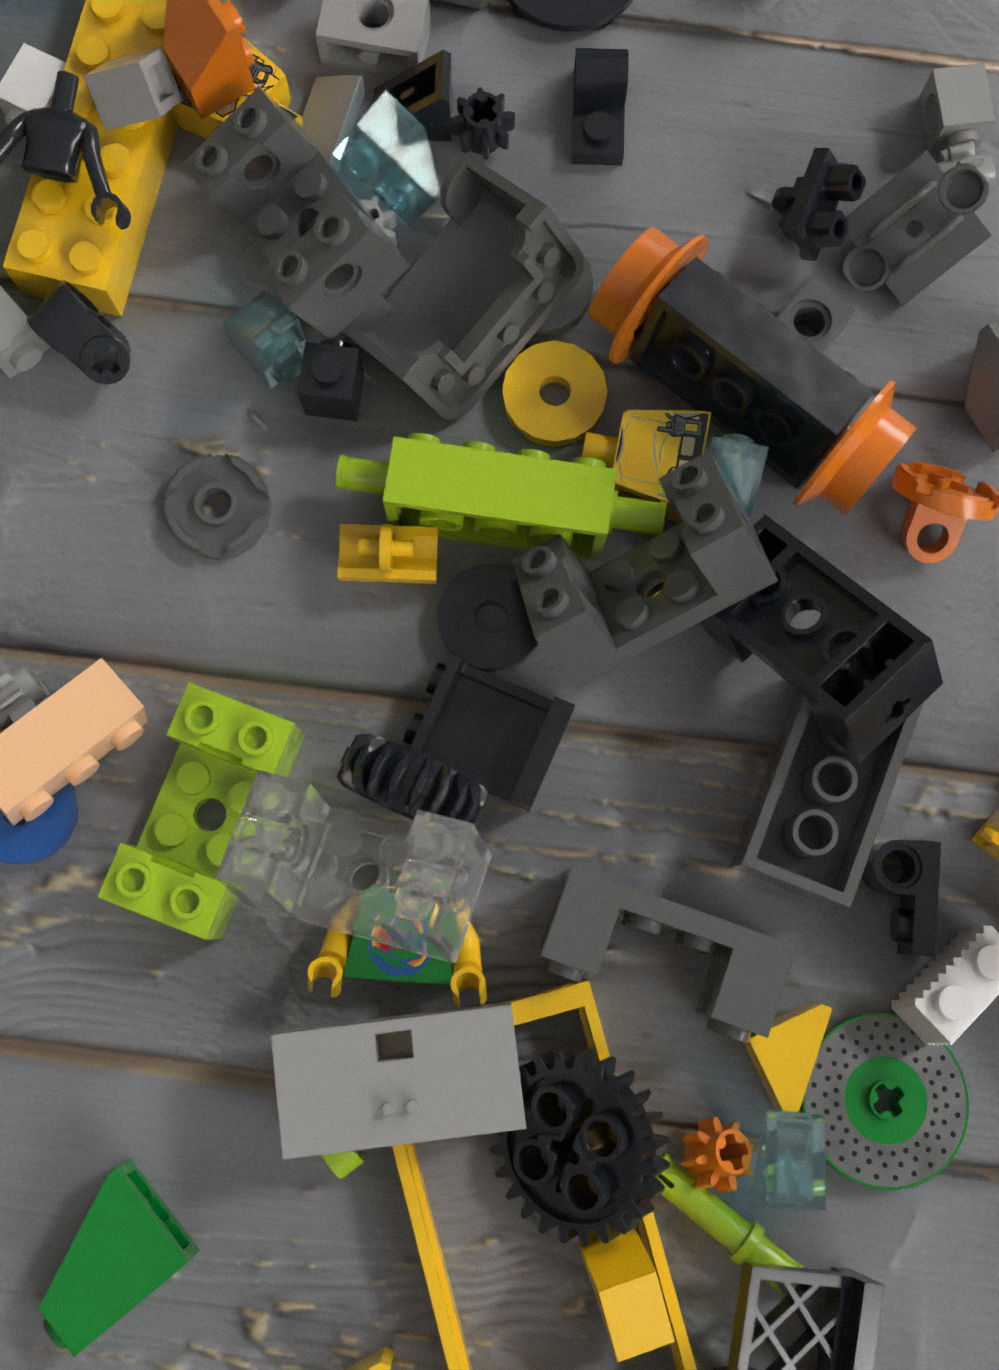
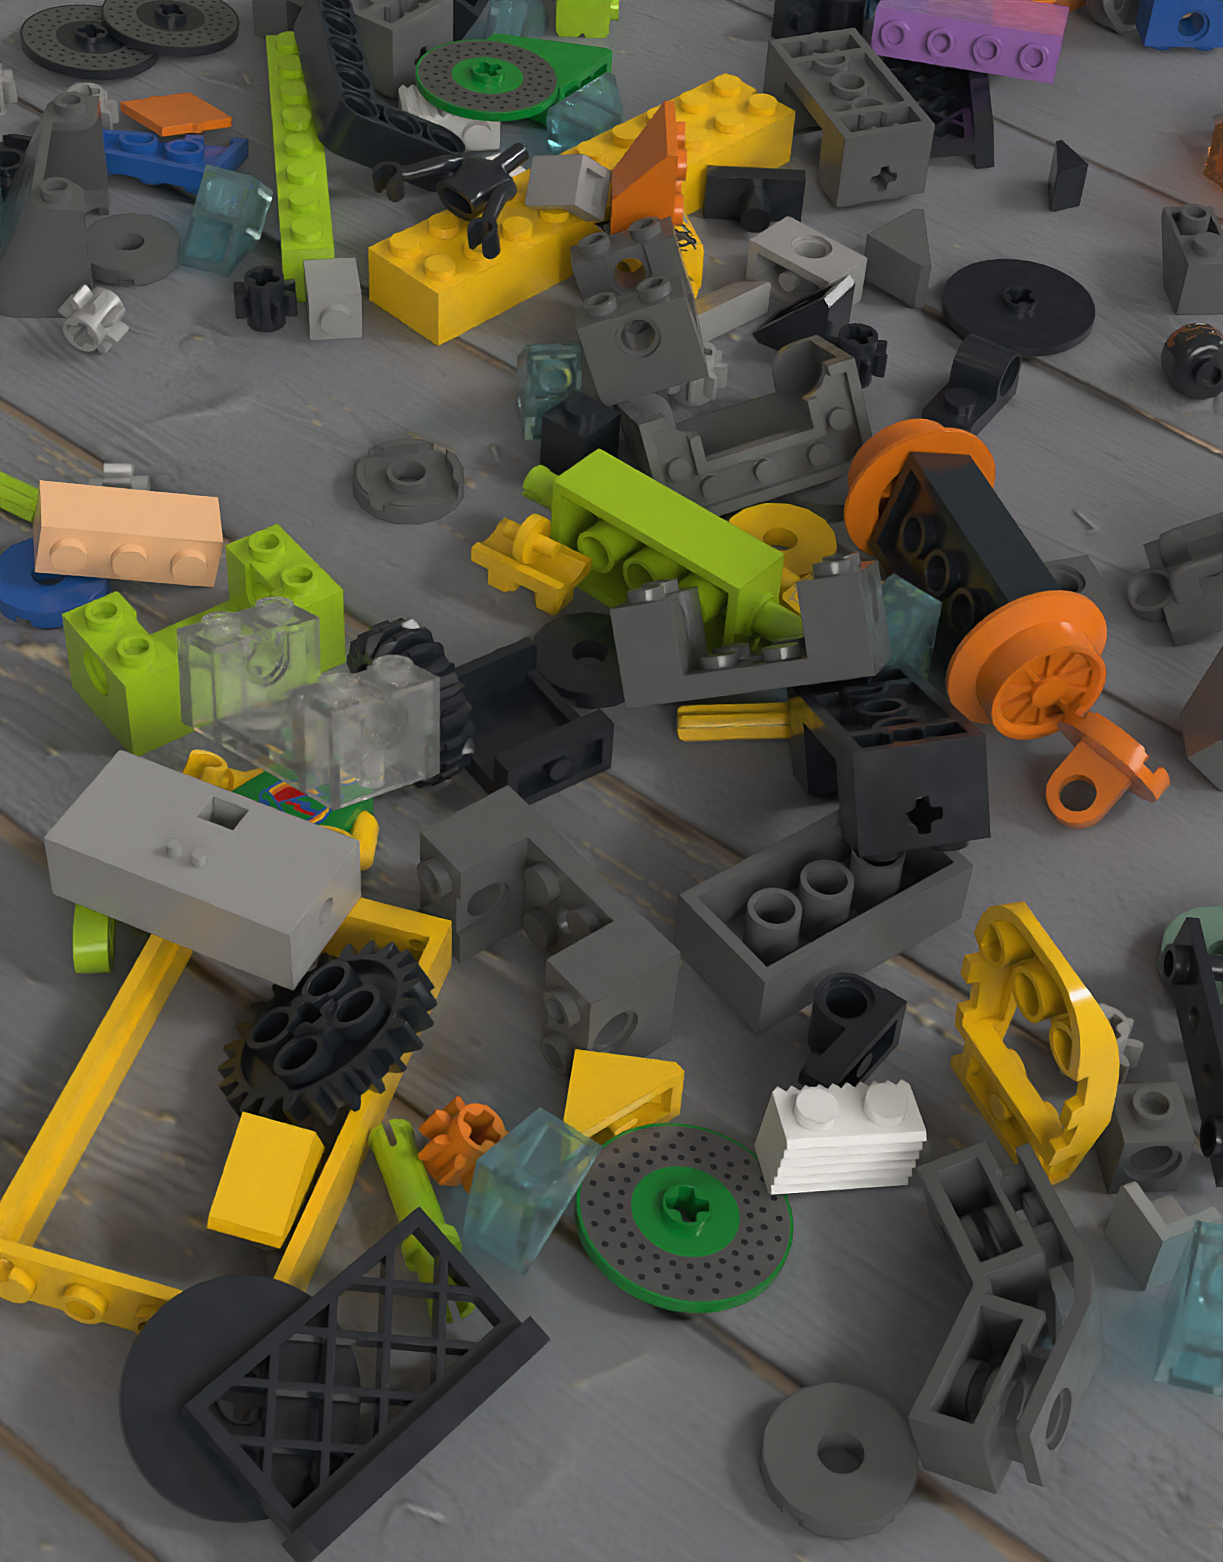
camera: 30 degrees right, 35 degrees down
(75, 328) = (395, 313): black piece -> none
(392, 158) = (750, 328): clear light blue slope -> none
(811, 204) = (1131, 520): black hips -> none

